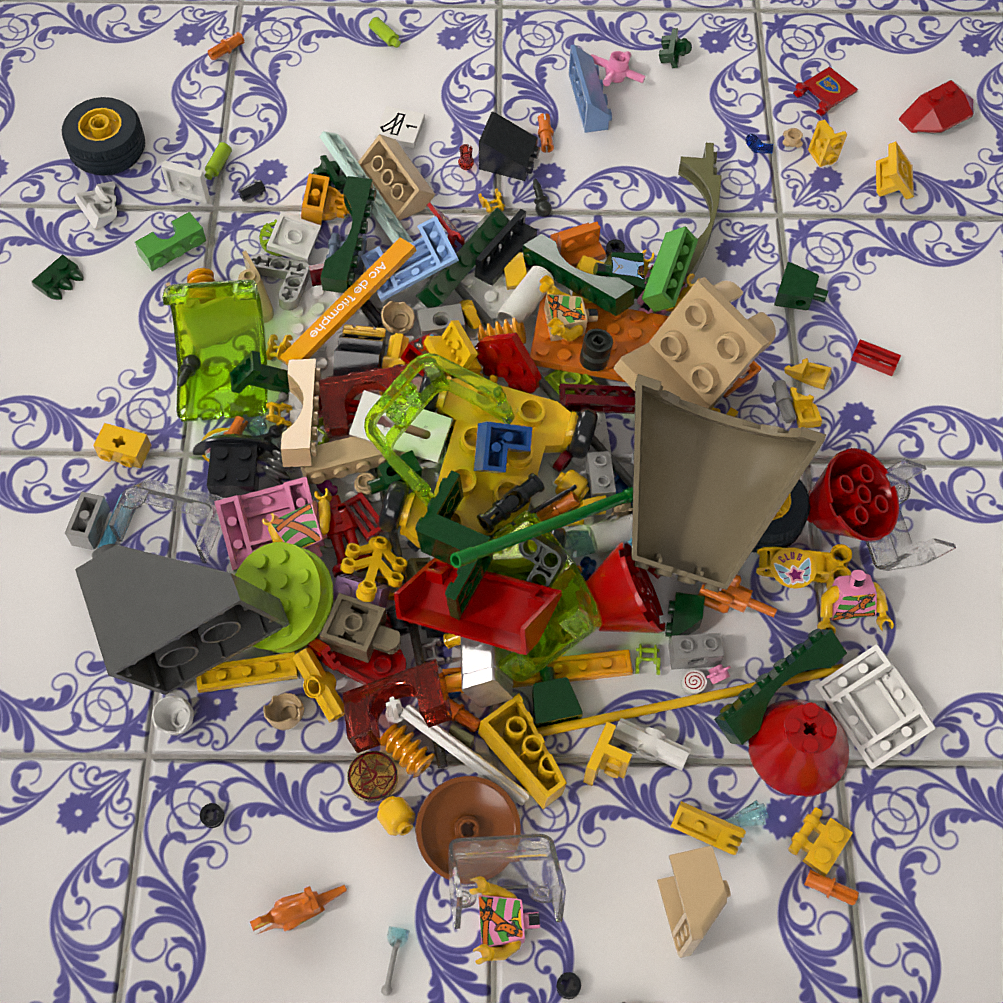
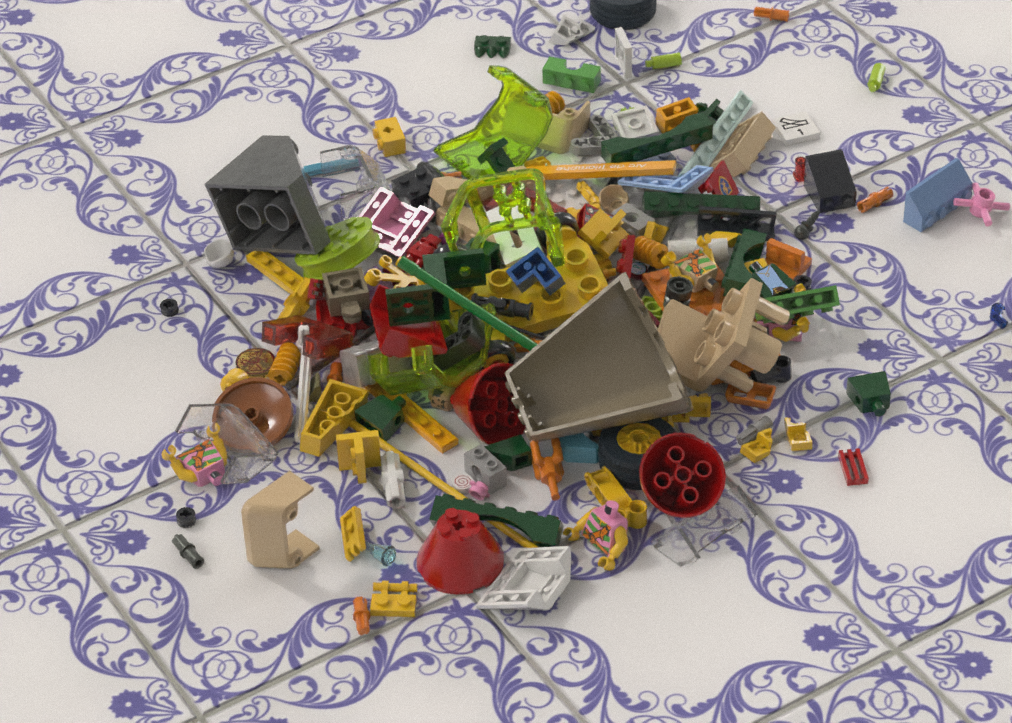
camera: 60 degrees right, 20 degrees down
(87, 520) = (312, 145): light grey brick -> none
(189, 366) = (481, 132): pearl dark grey bar -> none
(251, 190) = (655, 88): black pin -> none
(284, 711) = (263, 300): tan hair -> none
(295, 910) = (134, 369): orange animal -> none
(303, 526) = (400, 231): torso -> none
(358, 353) = (566, 193): black piece -> none
(396, 938) = (154, 424): hinge -> none
(485, 203) = (783, 206): yellow piece -> none
(656, 661) = (453, 448): lime piece -> none
(705, 178) = (927, 296): olive slope -> none
(793, 568) = (600, 486): sticker -> none

